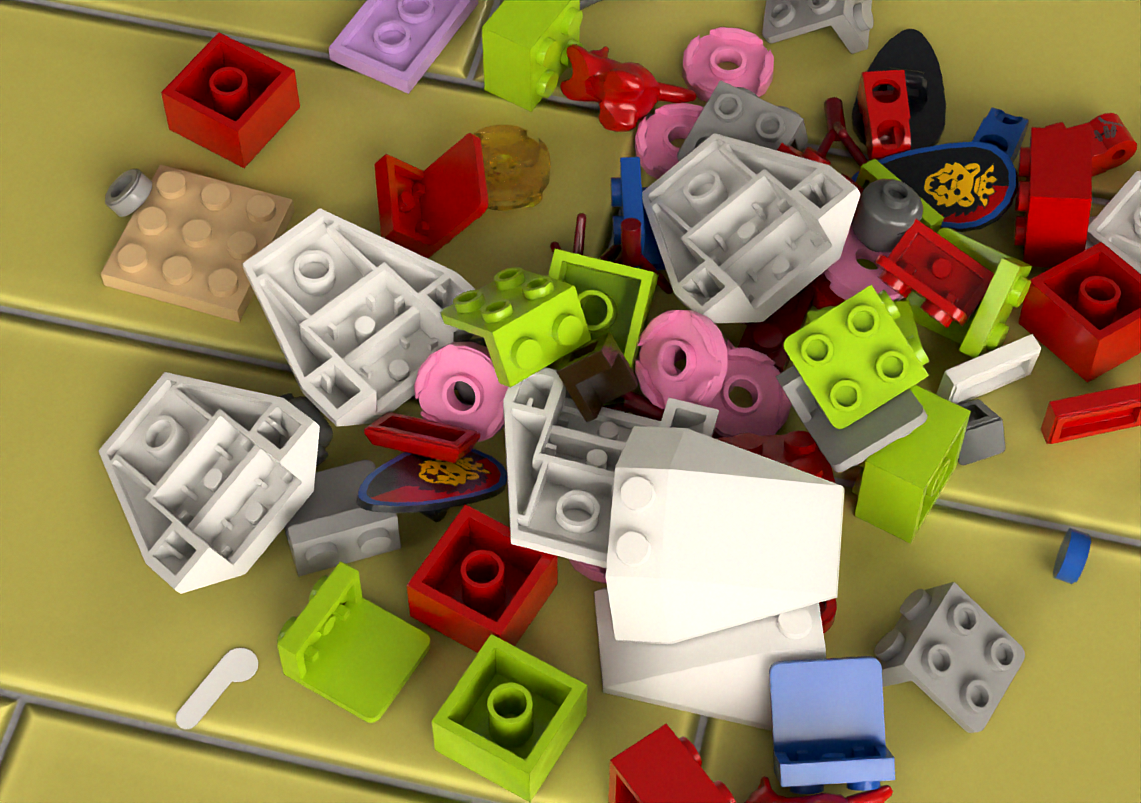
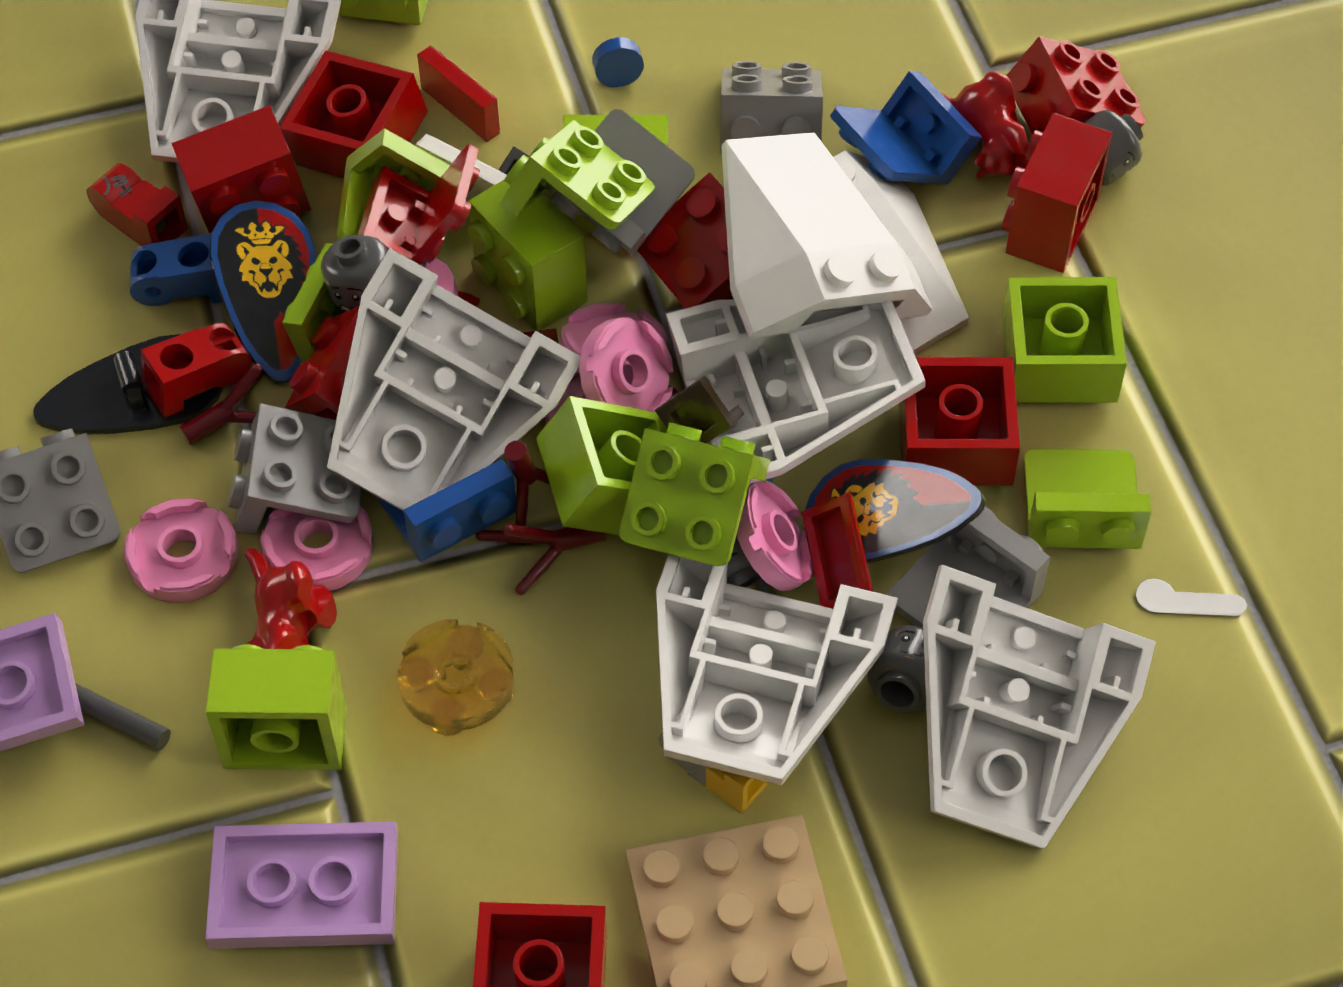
camera: 120 degrees left, 0 degrees up
(435, 204) = (547, 693): red bracket -> none

